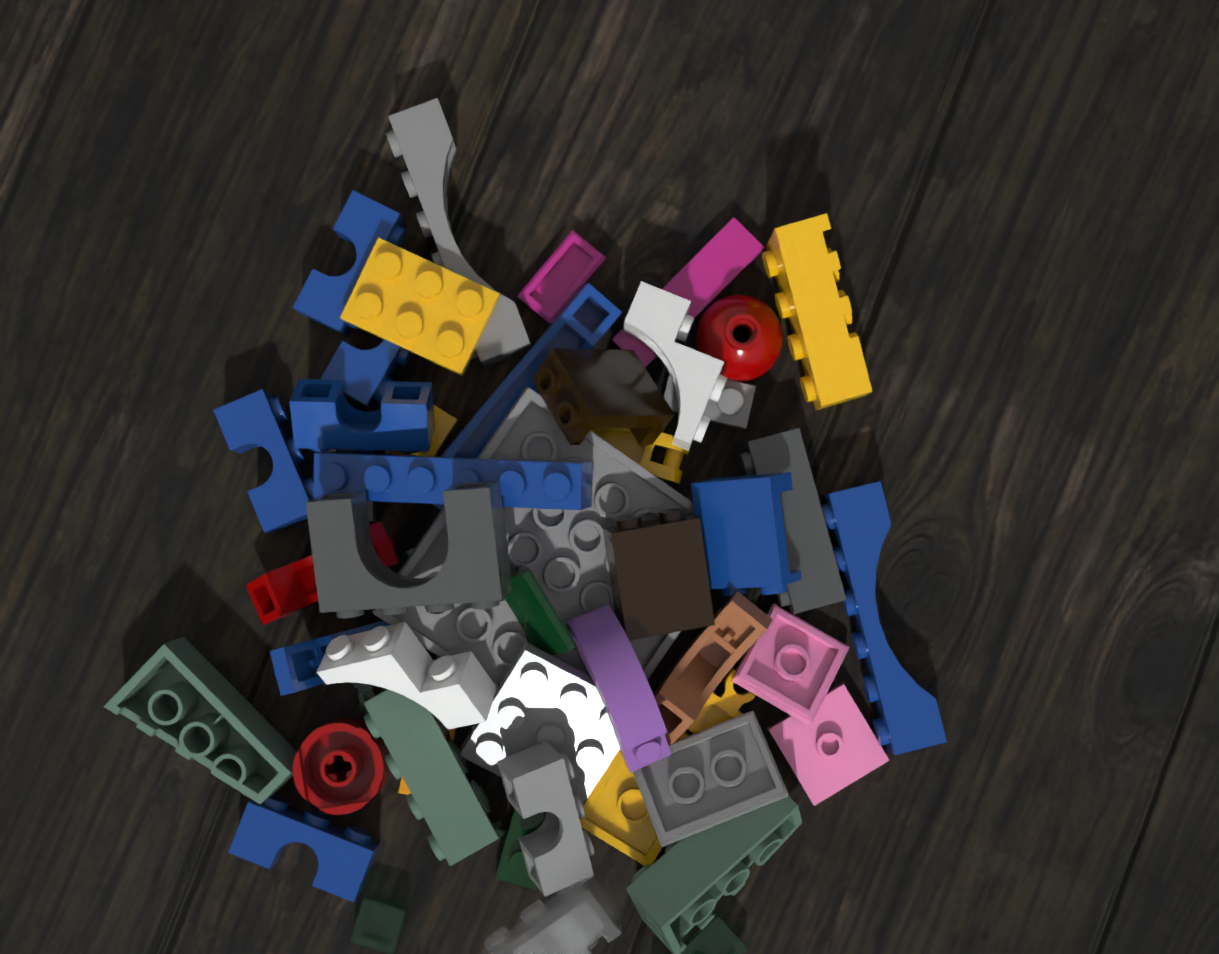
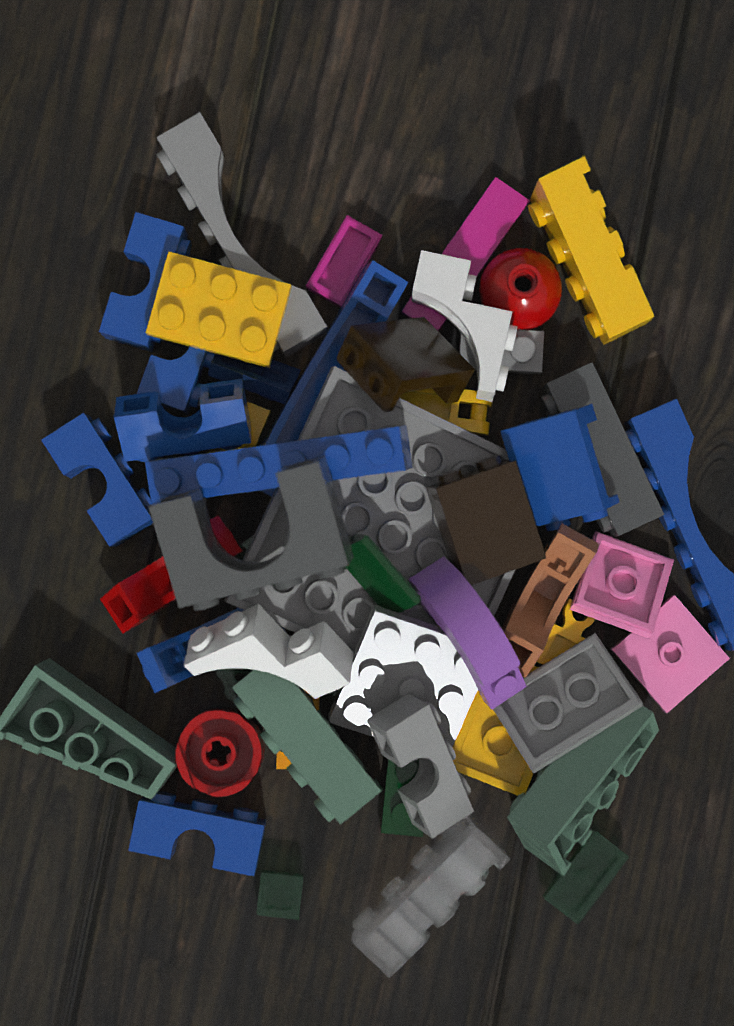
camera: 10 degrees left, 0 degrees up
(463, 392) = (270, 383): none -> dark blue plate

